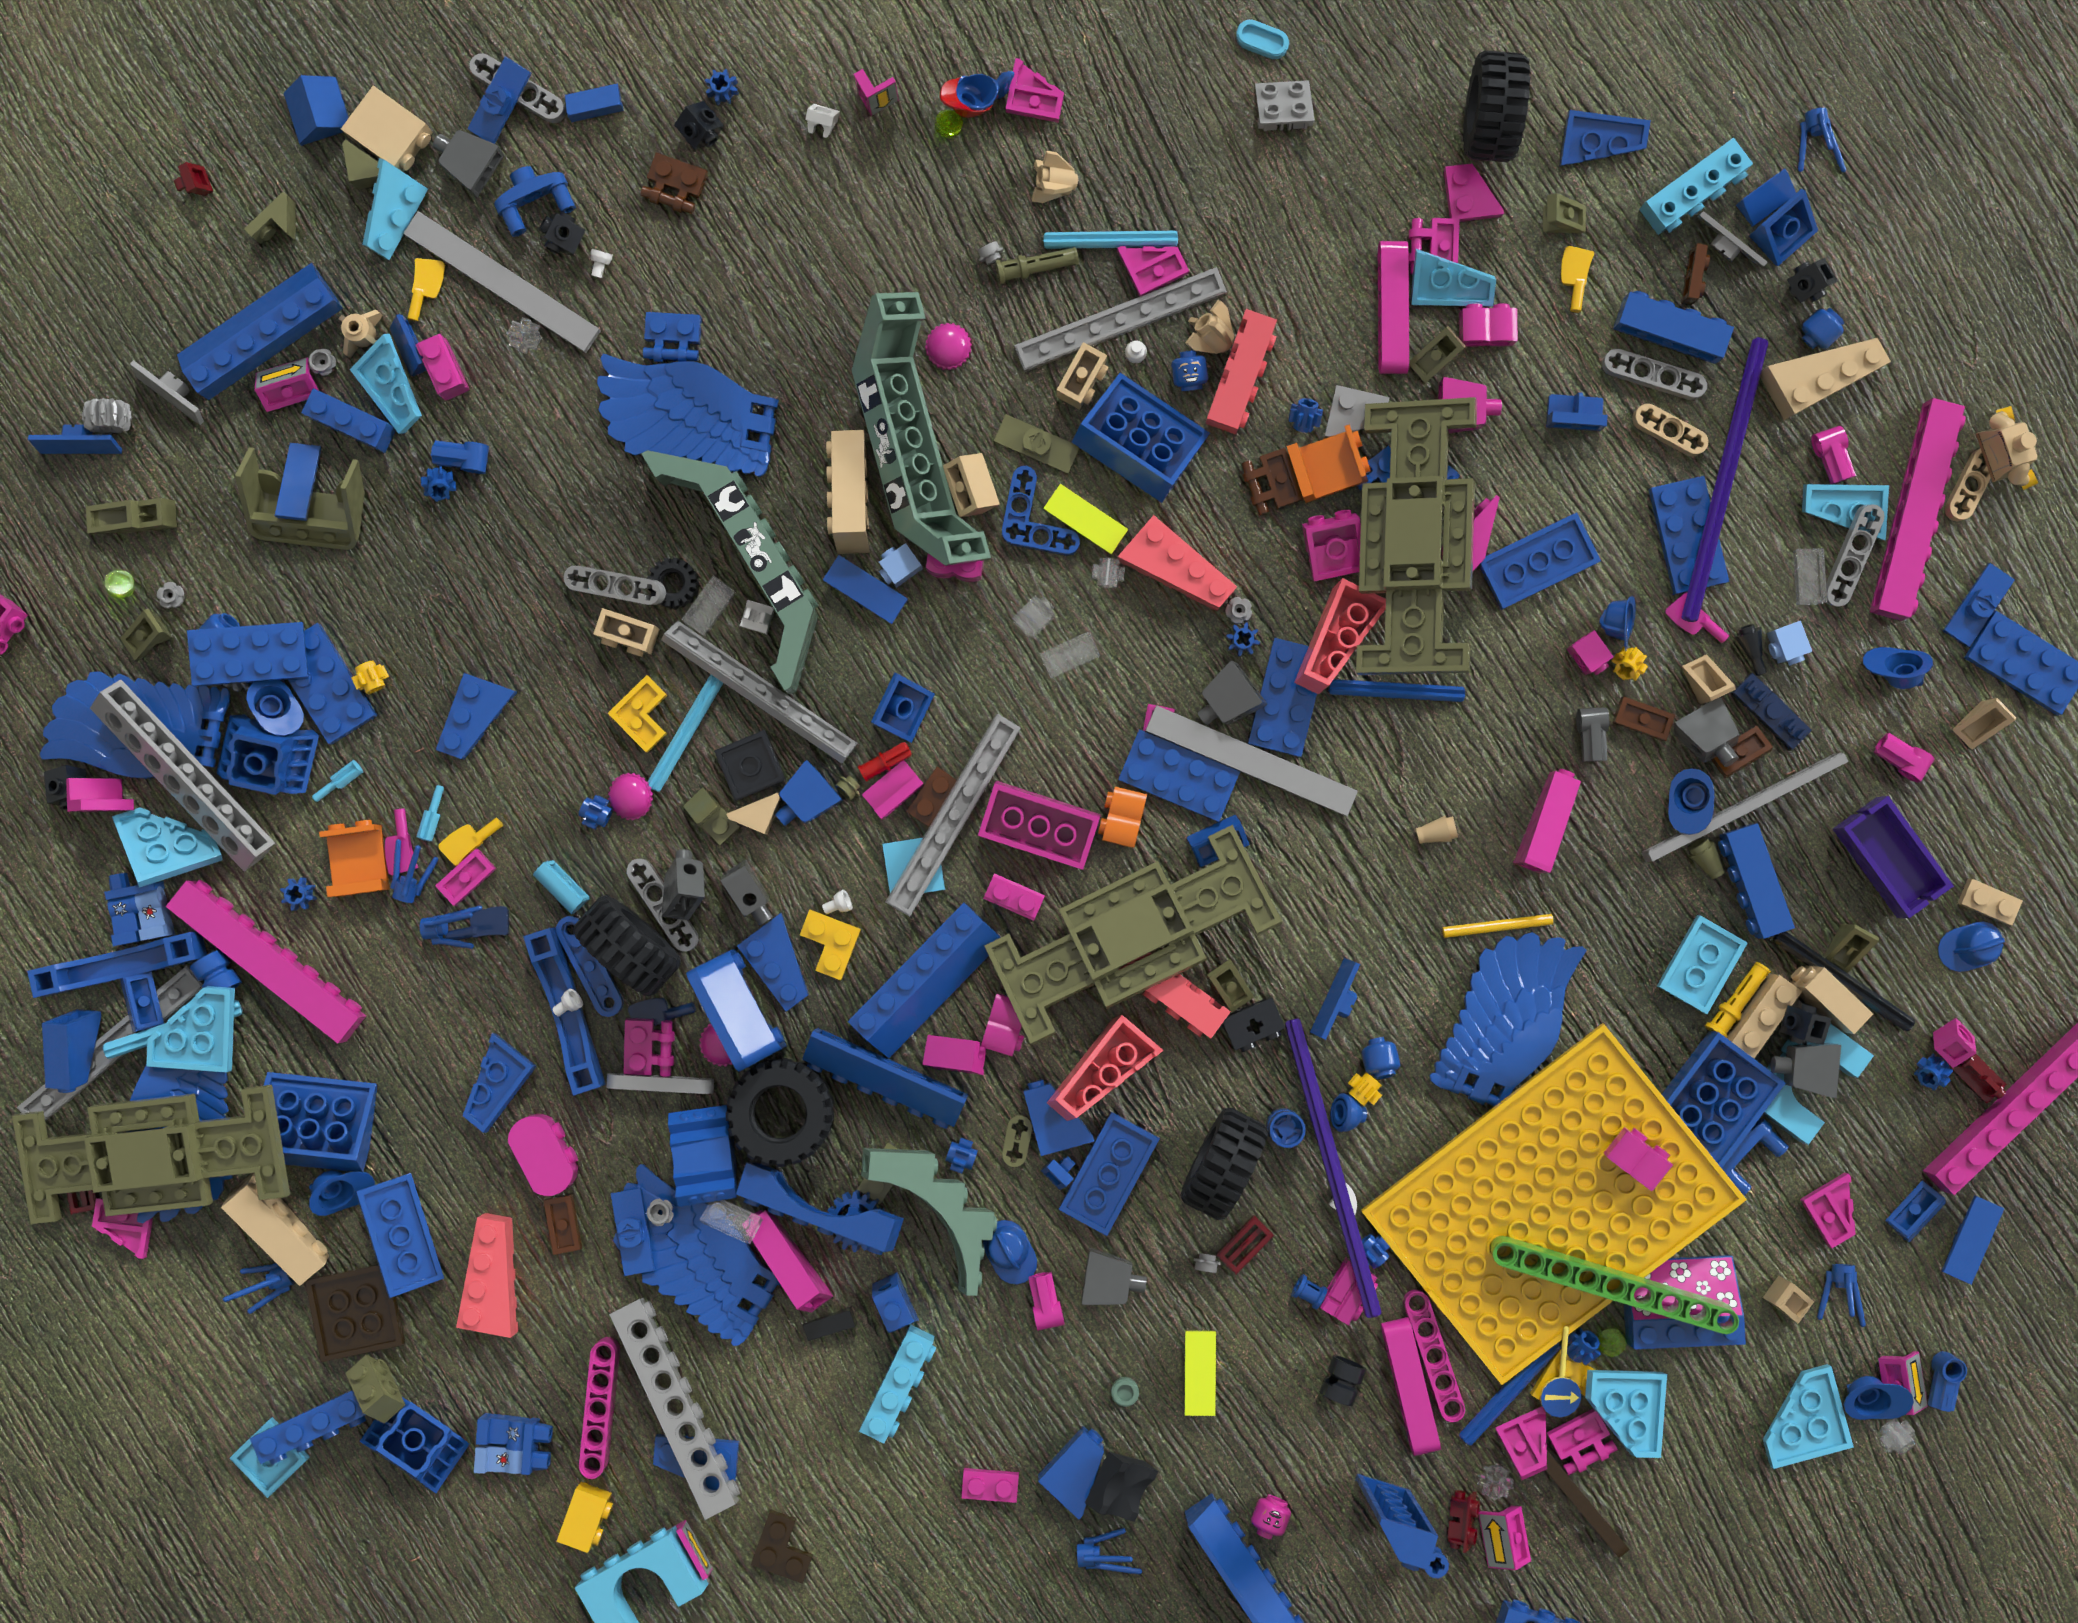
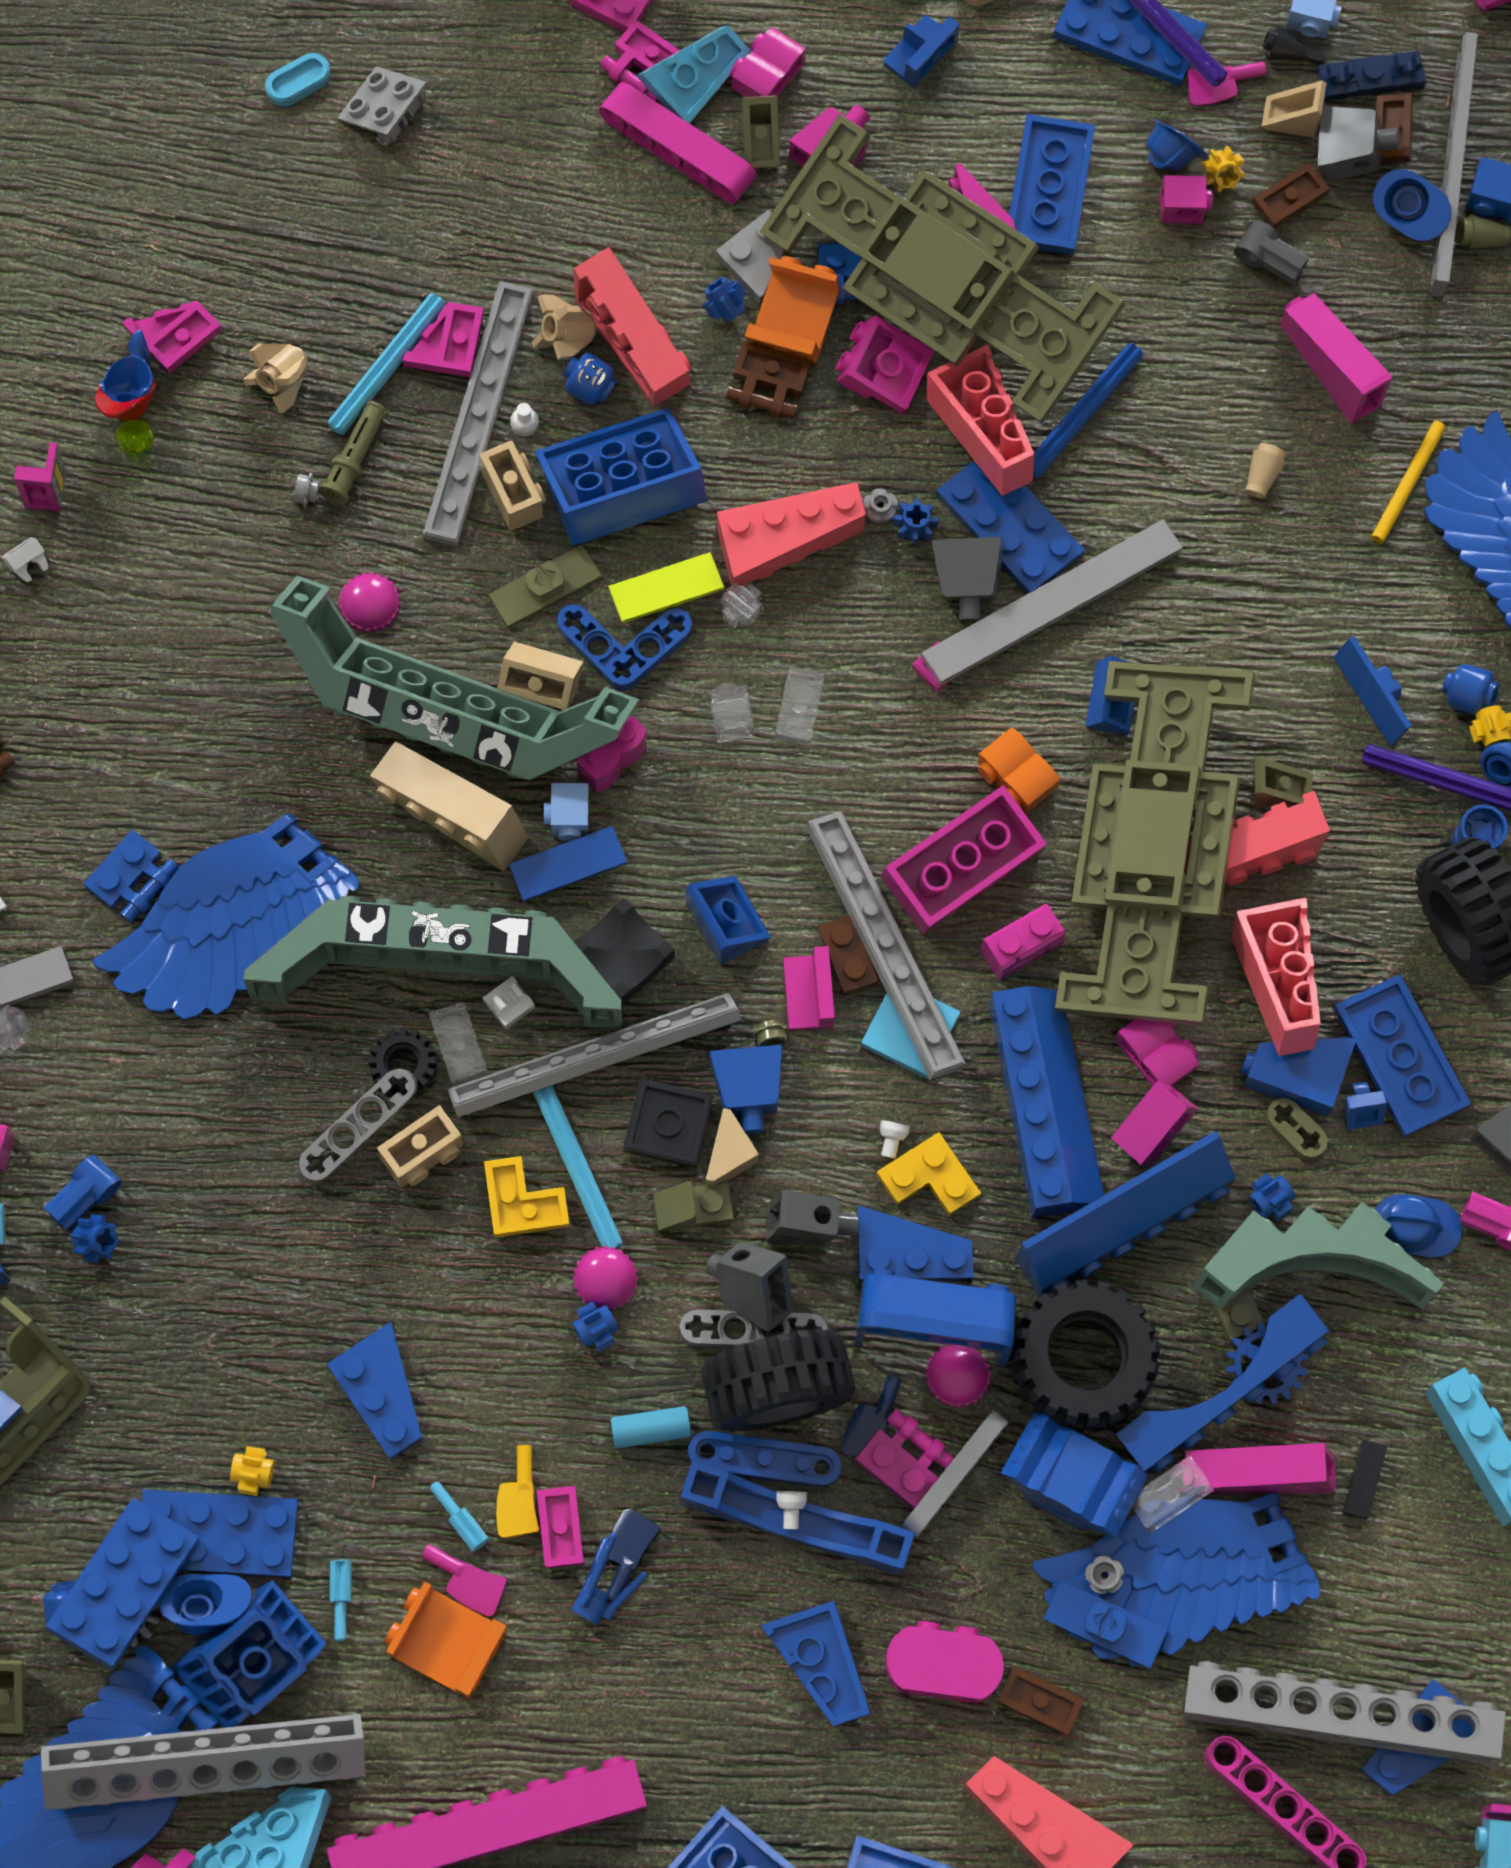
camera: 60 degrees left, 15 degrees down
(302, 887) = (434, 1745): blue gear -> none
(406, 887) = (522, 1603): blue plant -> none
(833, 662) = (625, 950): none -> black brick
(885, 761) = (771, 977): red axle -> none
(893, 1303) = (1390, 1385): blue torso -> none
(1179, 775) = (1013, 687): blue plate -> none
(1262, 1011) = (1347, 773): black brick -> none

